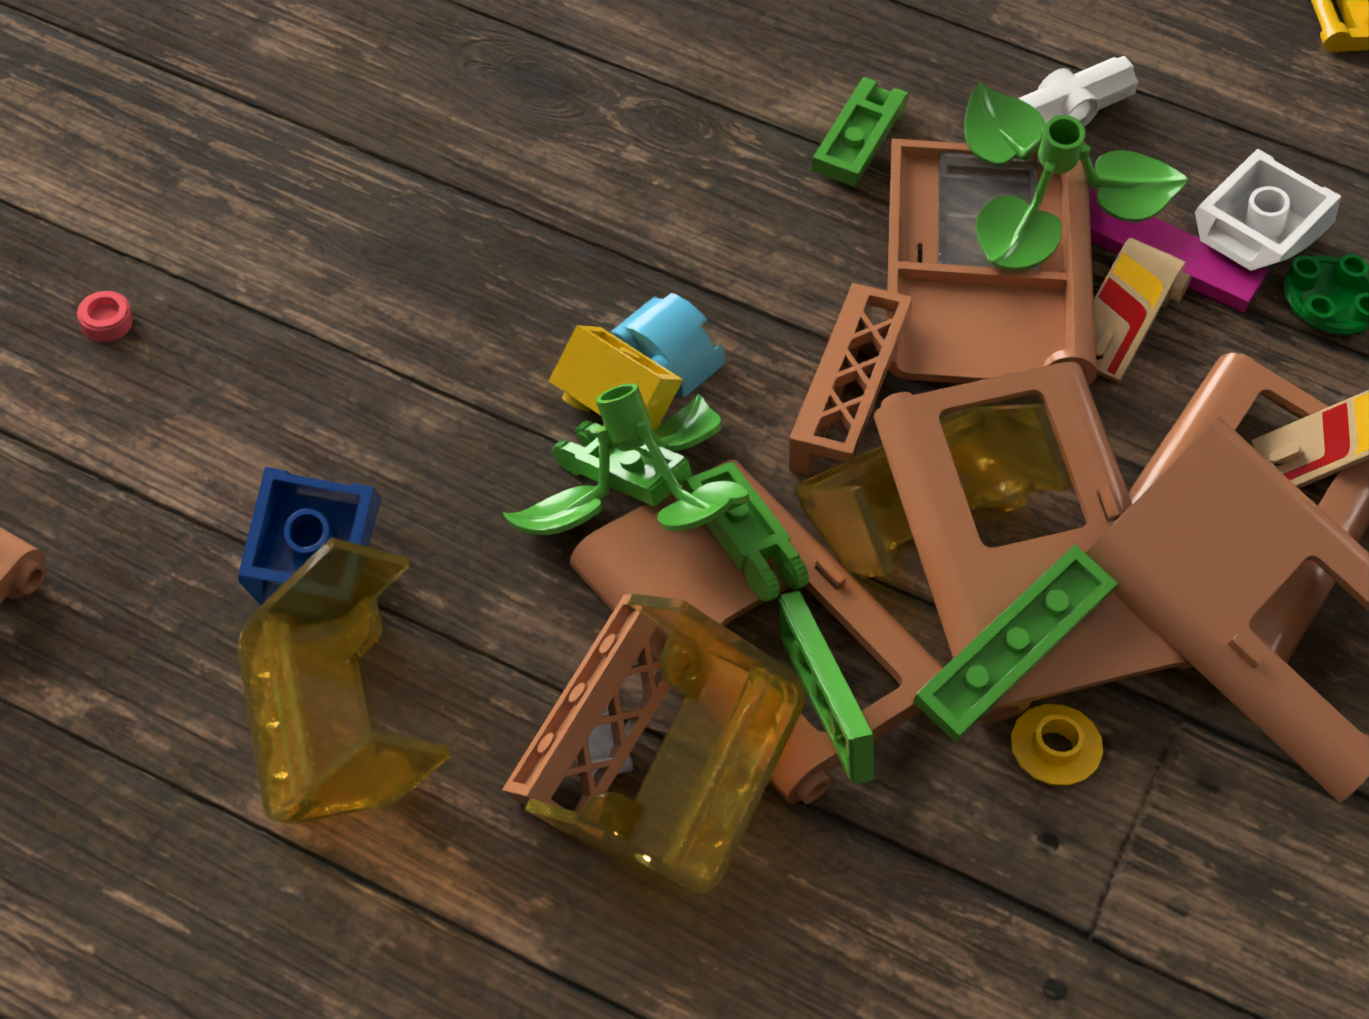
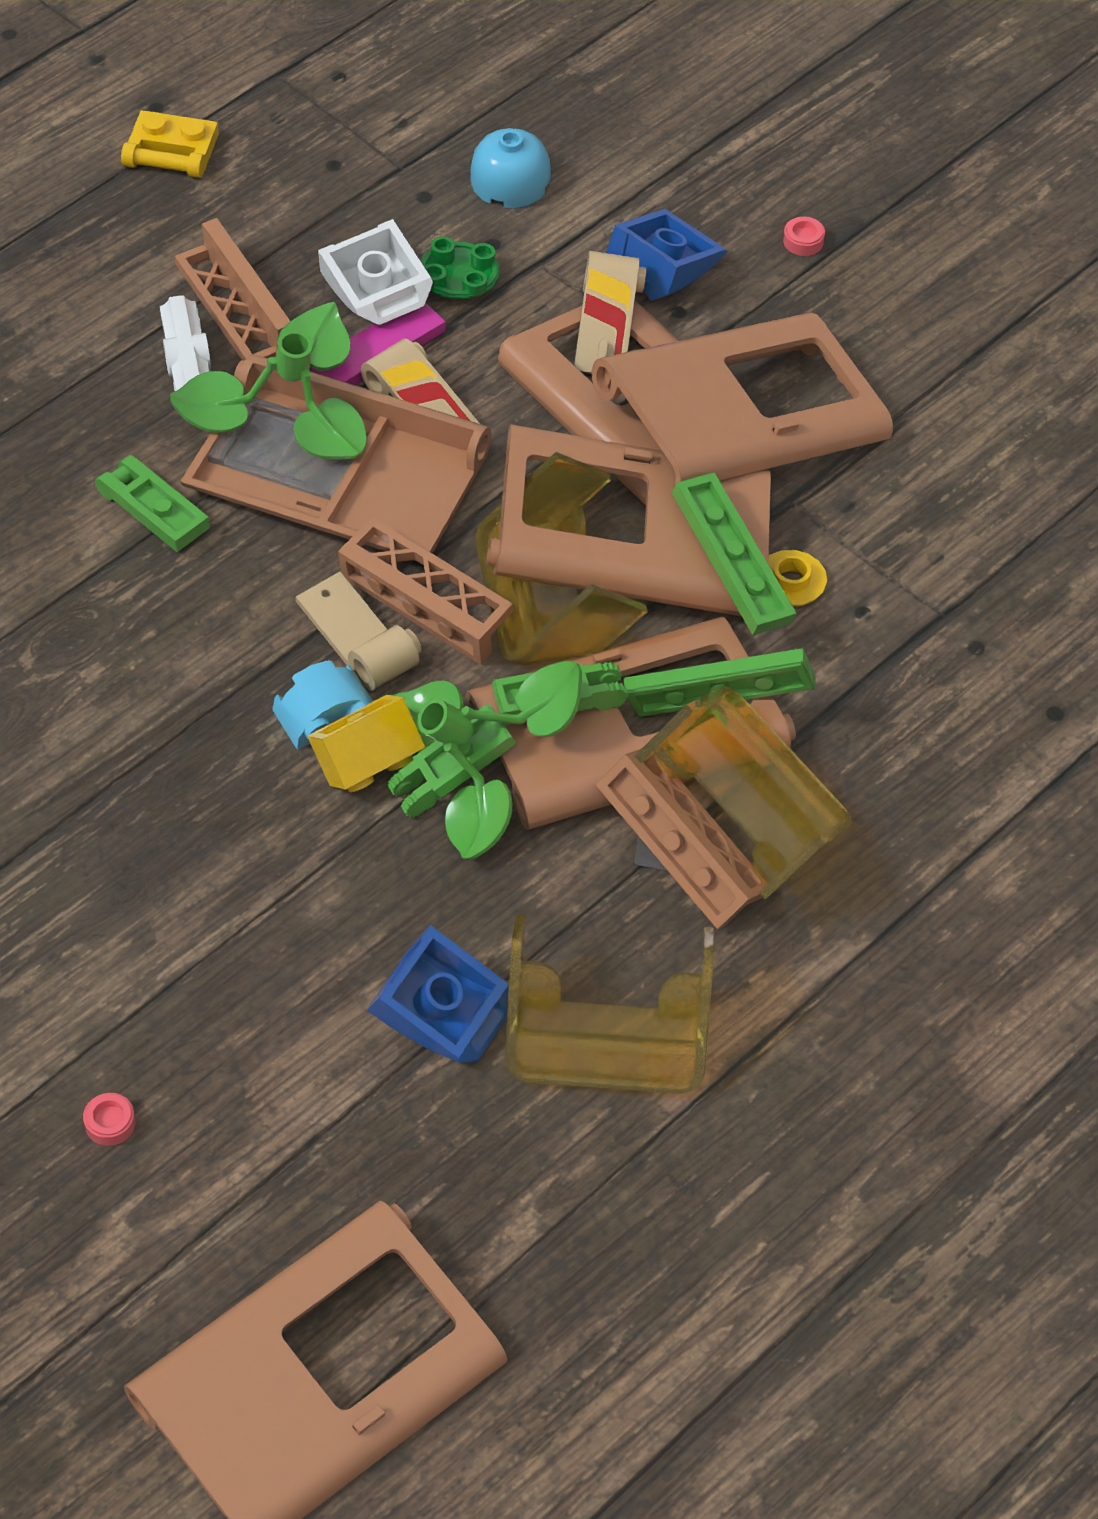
camera: 70 degrees left, 0 degrees up
(772, 345) = (358, 634): none -> tan door
(1188, 119) = (245, 286): none -> nougat fence

